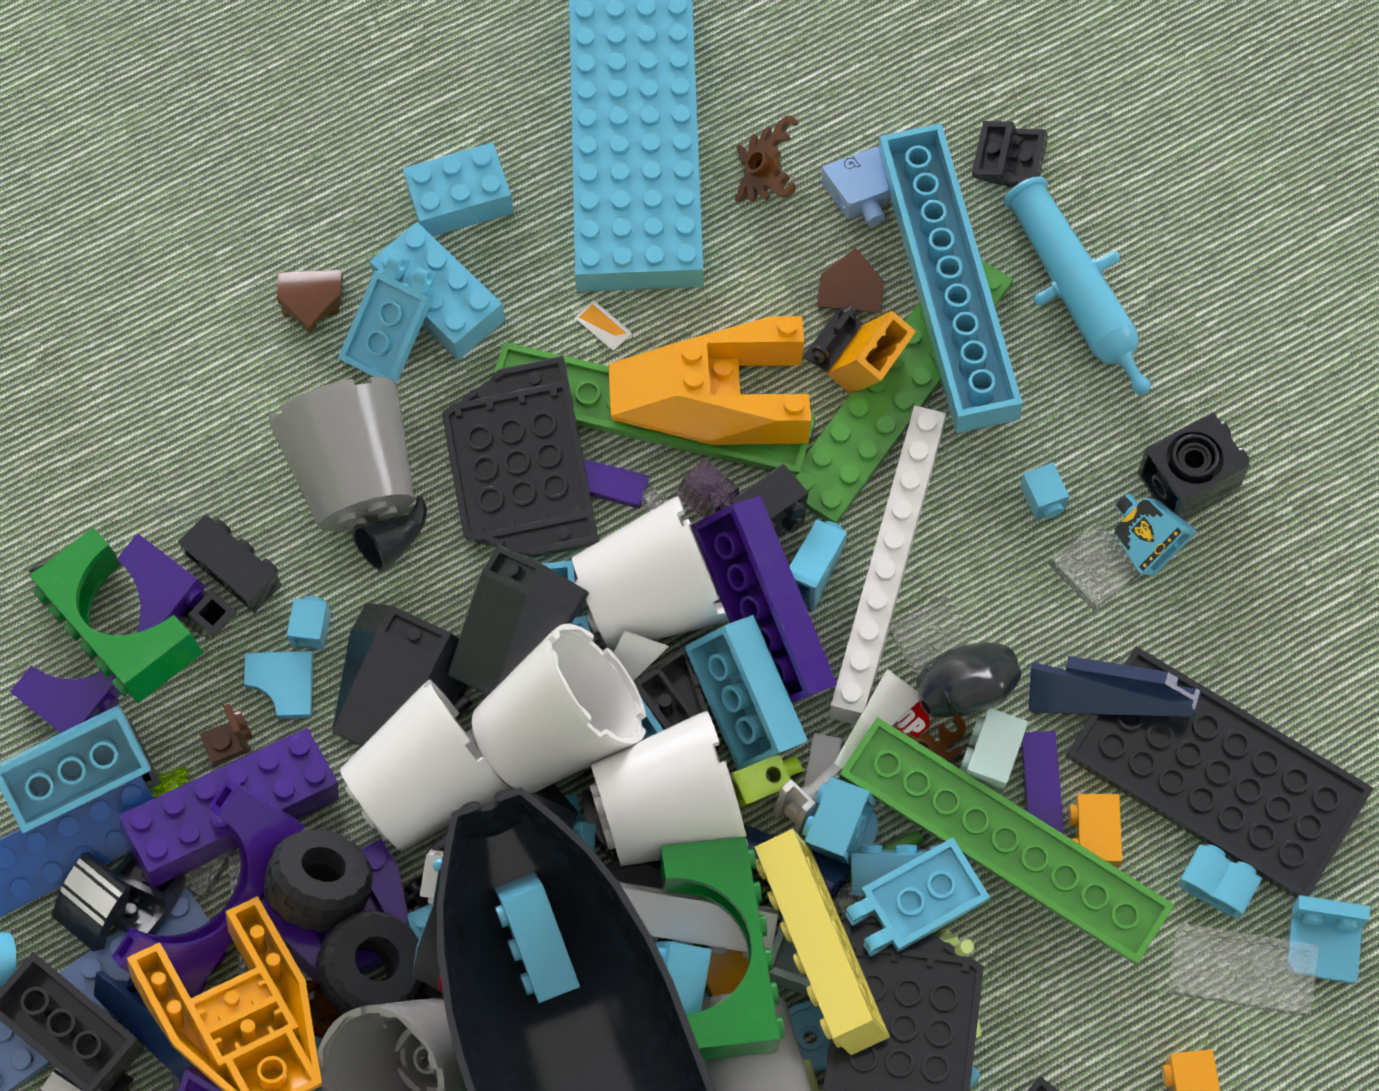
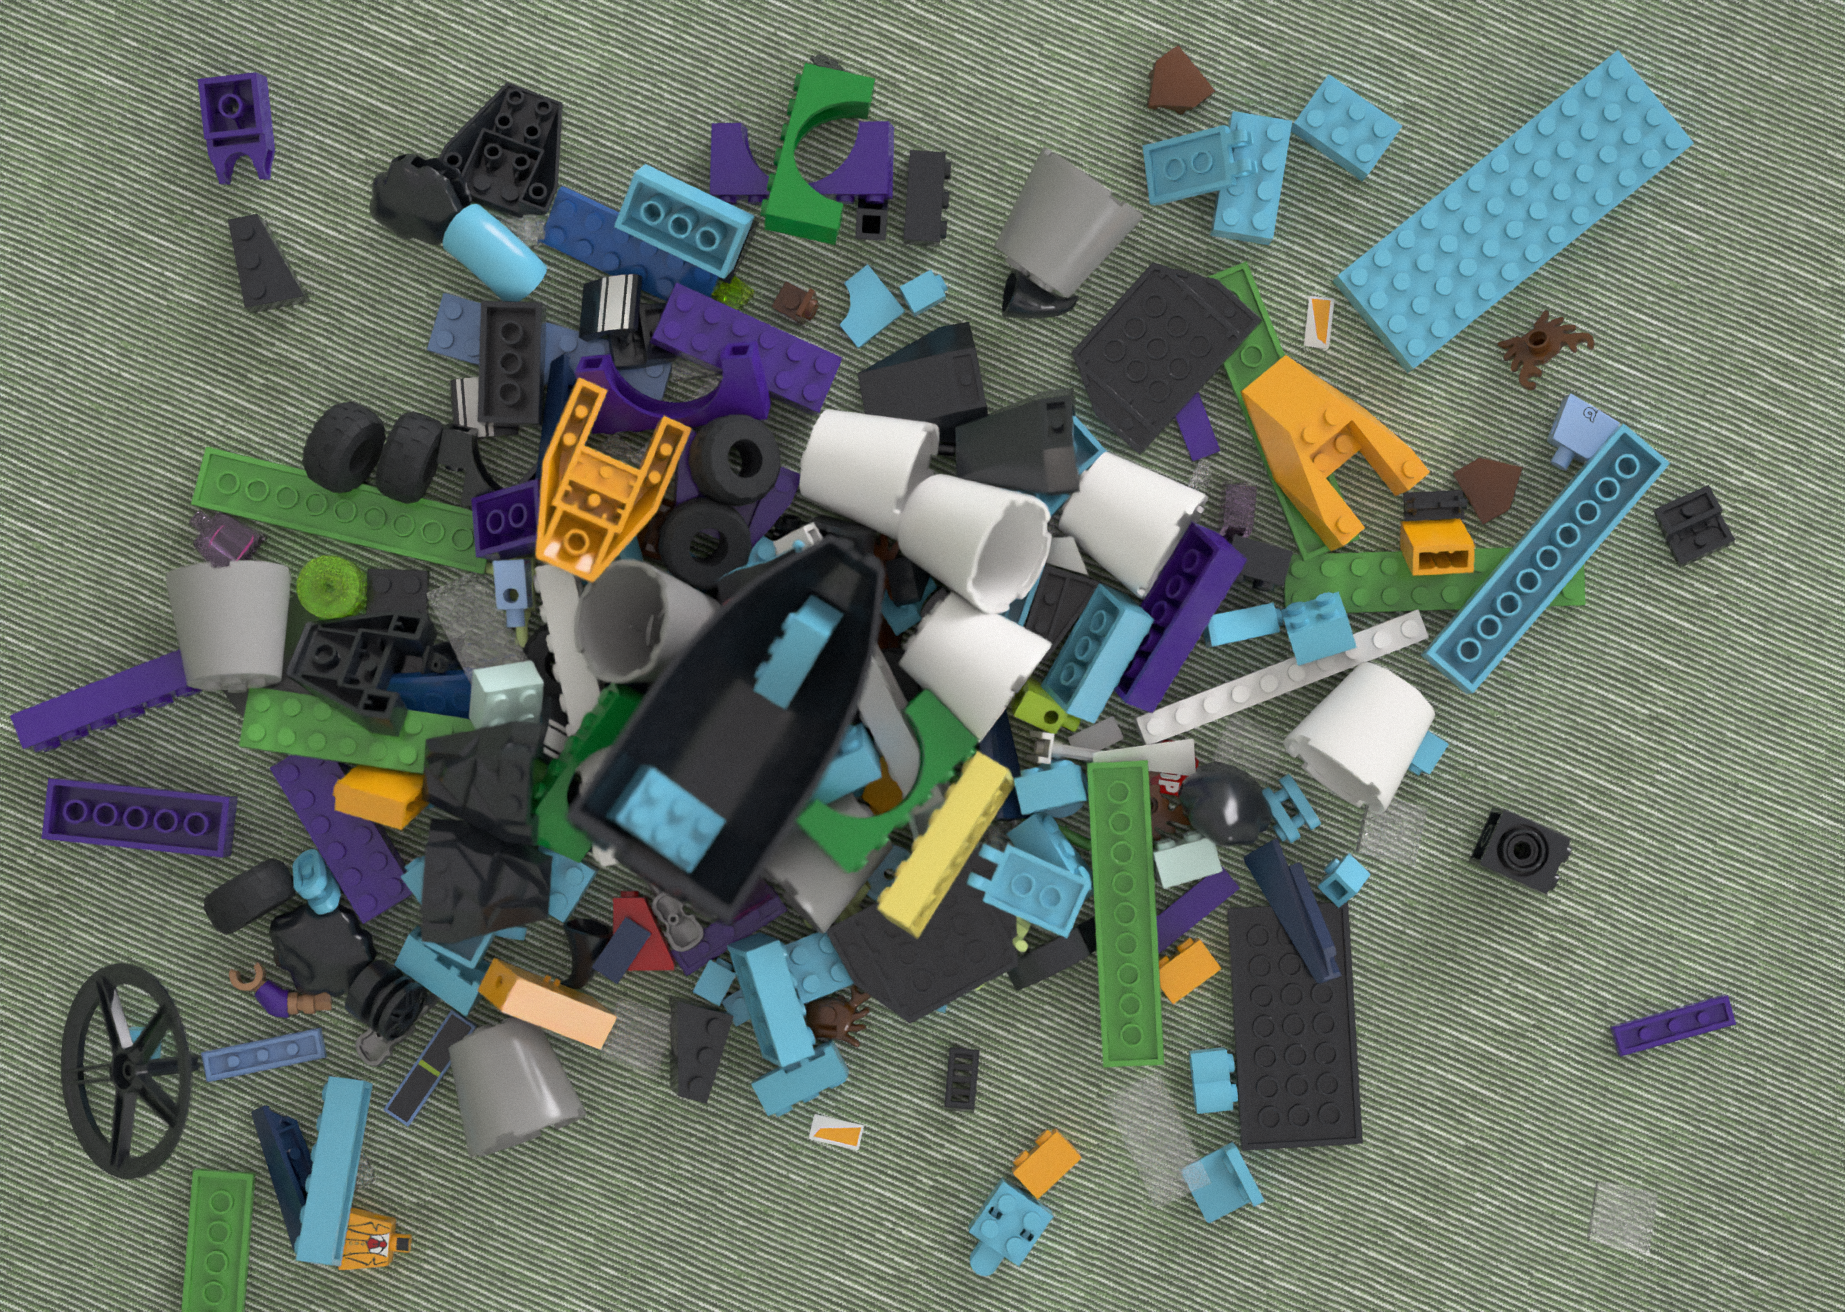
camera: 50 degrees right, 20 degrees up
(868, 494) = (1318, 628): none -> medium azure brick
(994, 523) = (1363, 736): none -> white cone
(999, 937) = (1054, 955): none -> black arch
(1017, 625) = (1286, 827): none -> medium azure brick
(1077, 279) = (1618, 655): medium azure piece -> none
(1112, 634) = (1343, 879): none -> medium azure brick
(1150, 533) = (1445, 853): torso -> none

